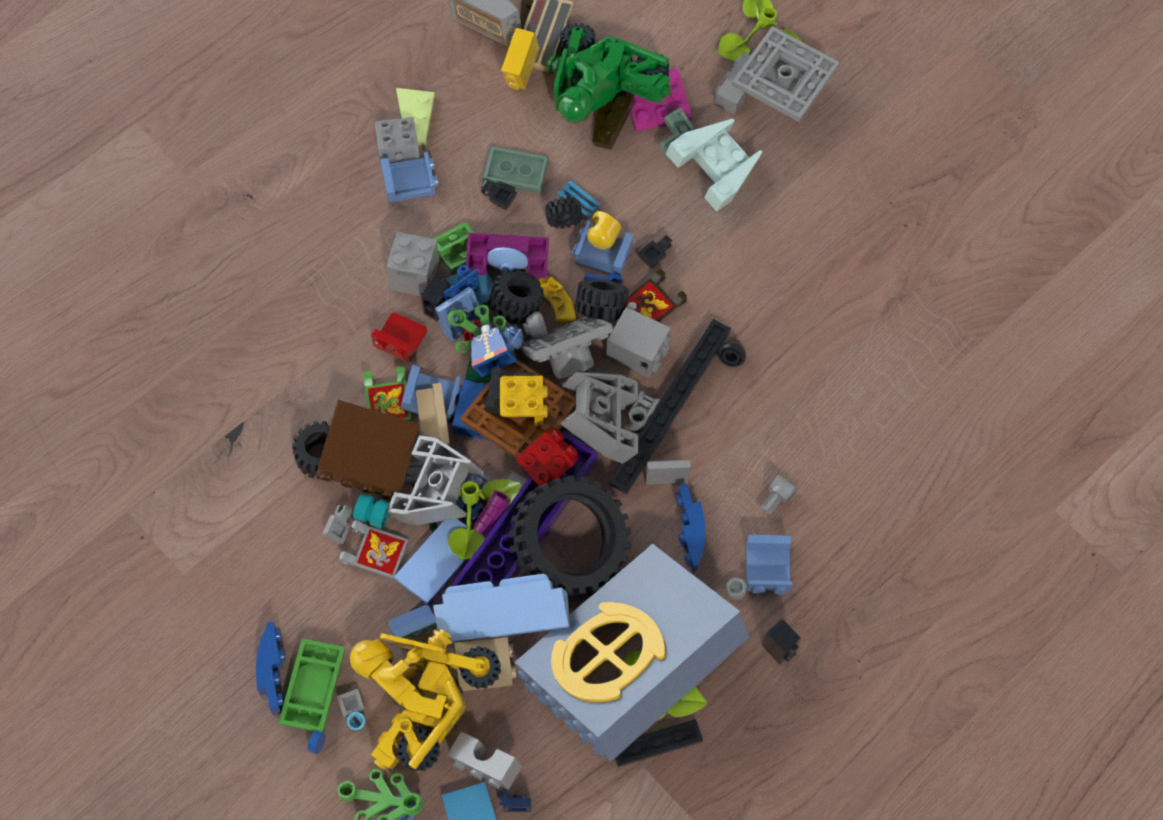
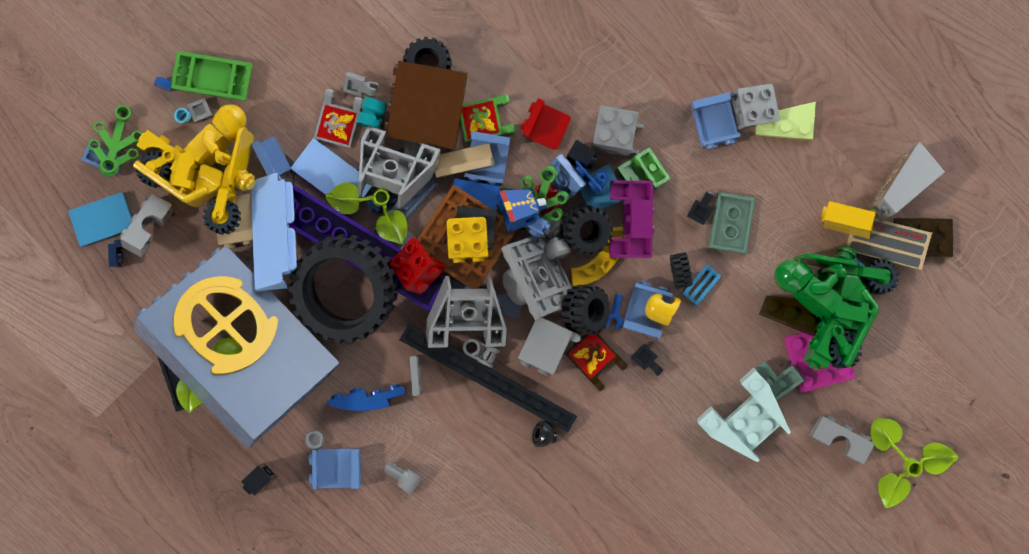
camera: 90 degrees right, 20 degrees up
(268, 661) = (234, 37): blue slope -> none
(491, 512) = (369, 219): magenta axle -> none
(507, 259) = (620, 218): light blue dish -> none
(785, 74) = (864, 487): light grey piece -> none

